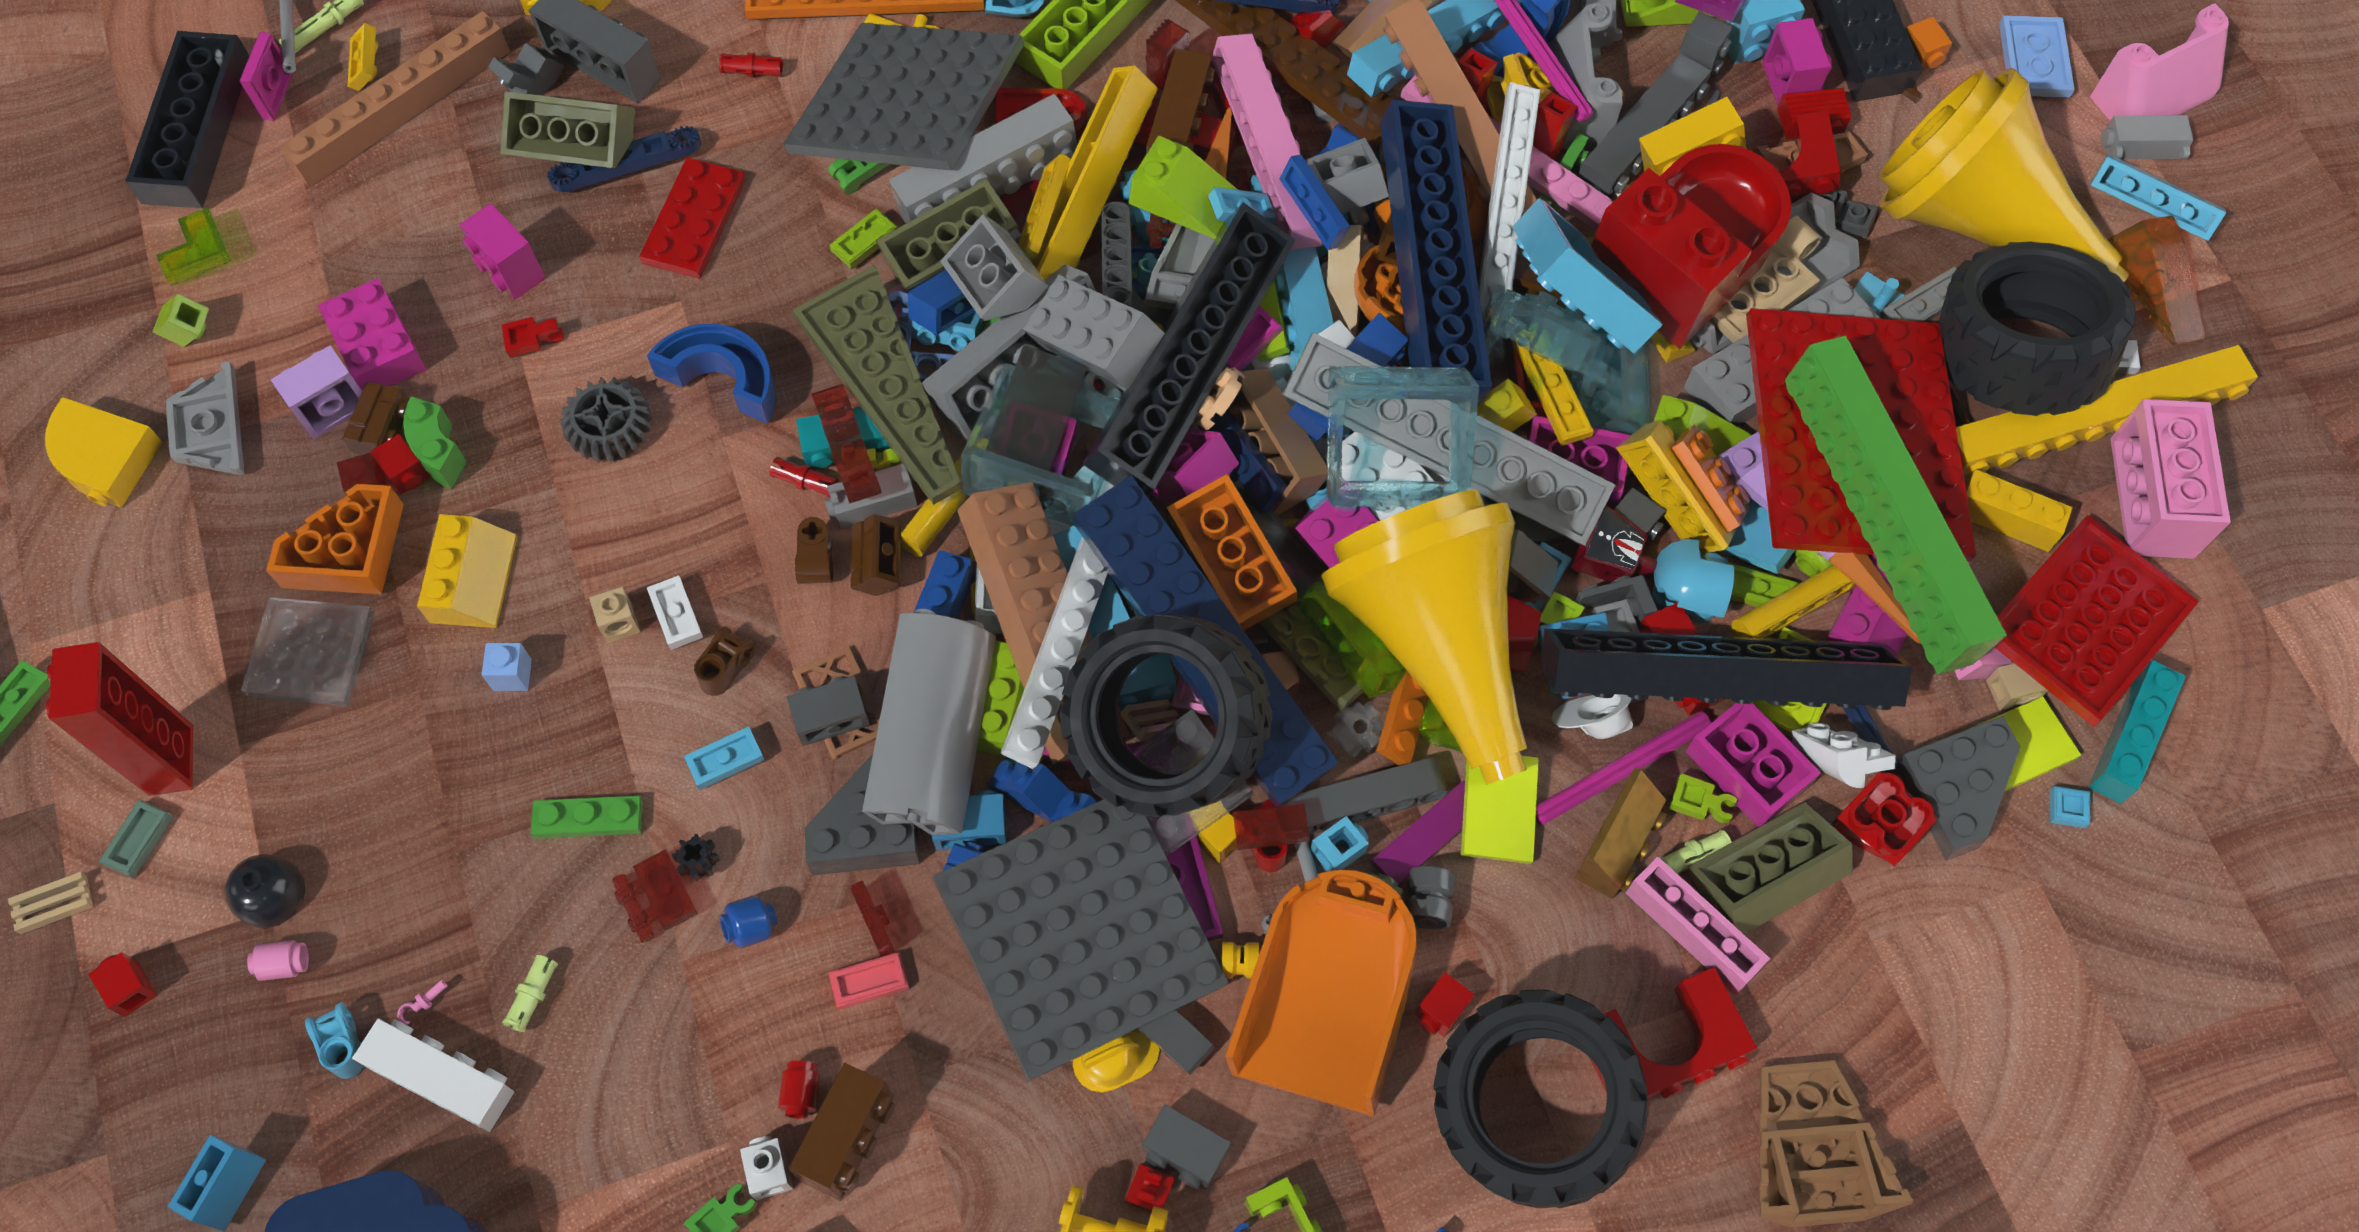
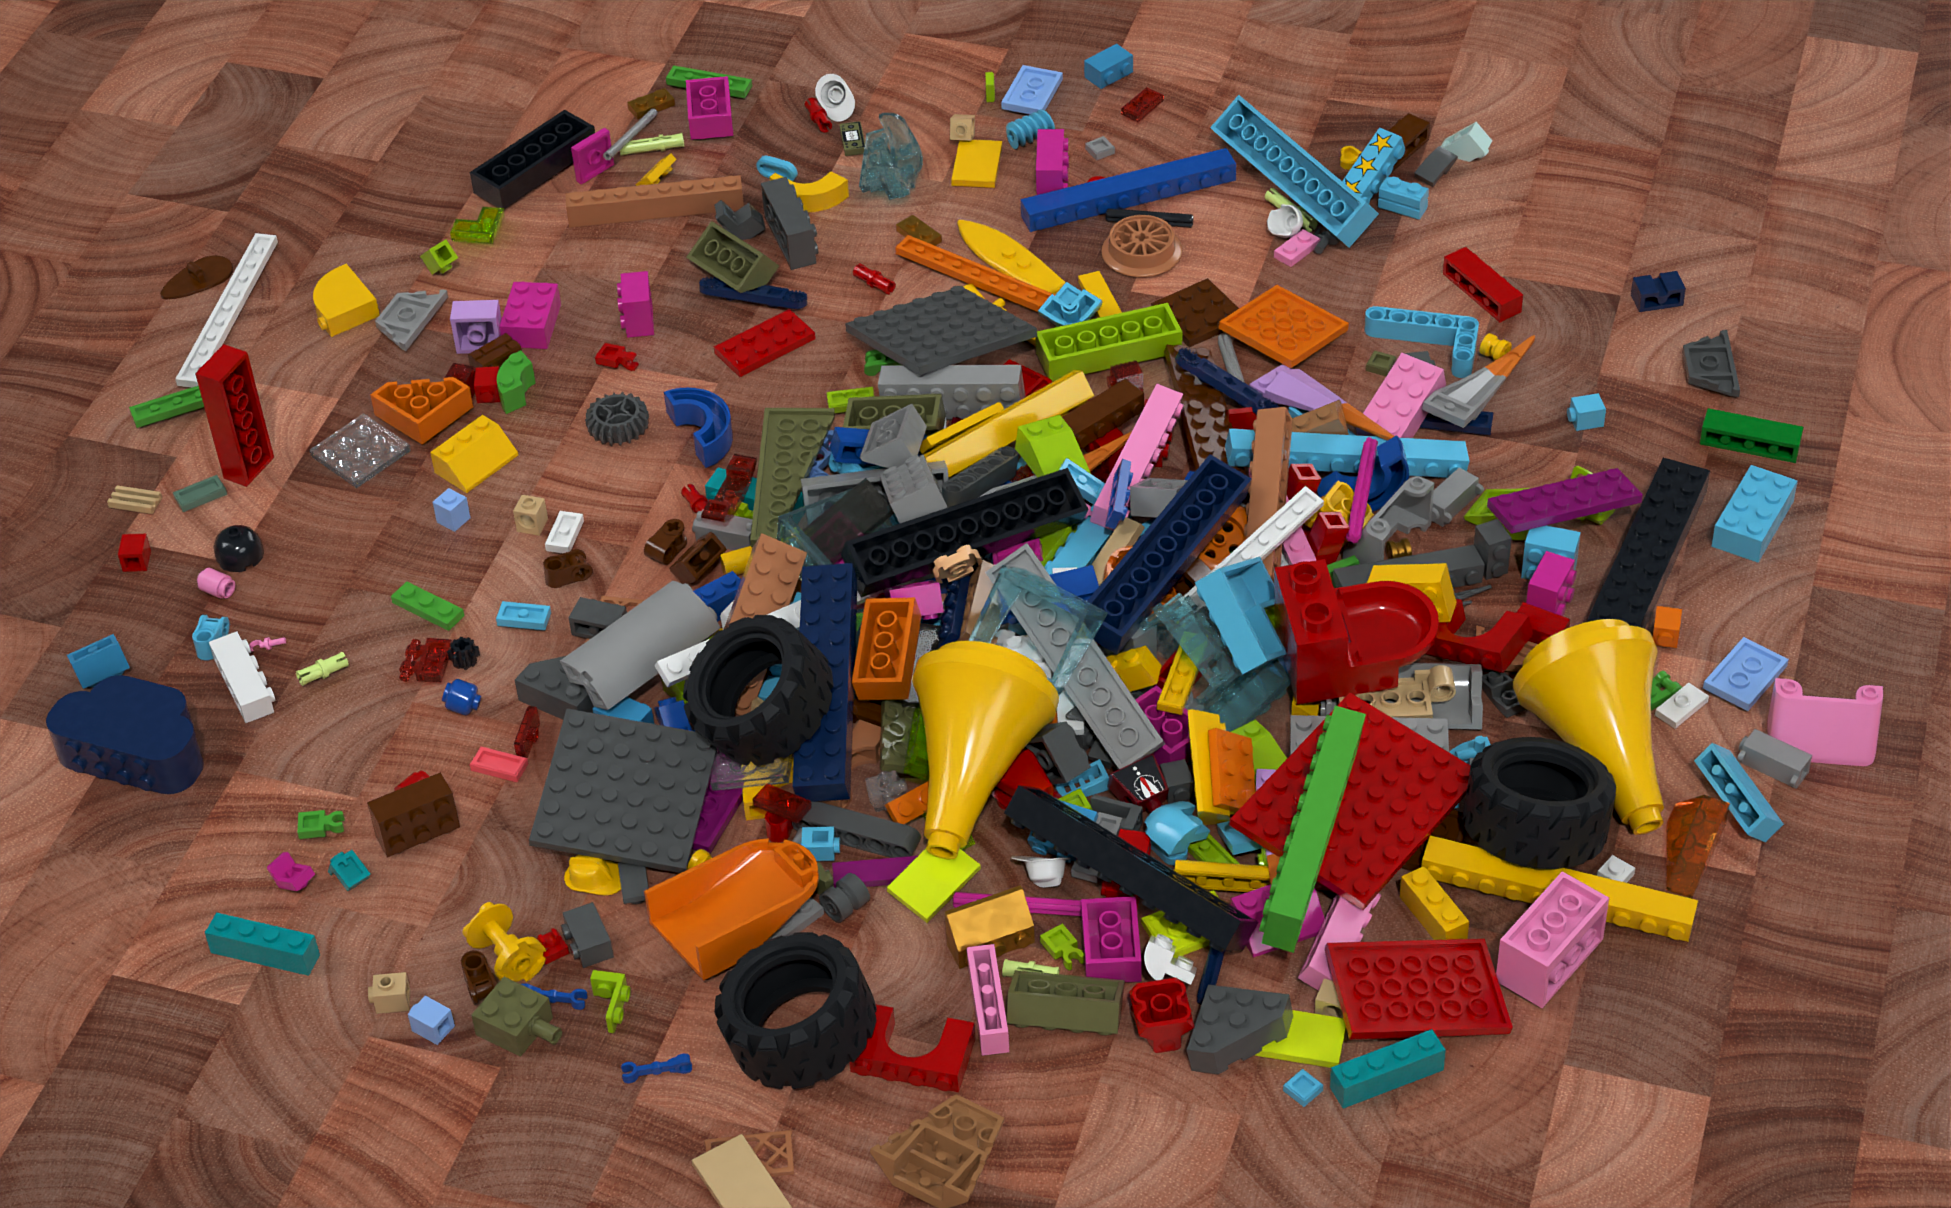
camera: 40 degrees right, 20 degrees down
(766, 1167) = (357, 815): white brick -> none

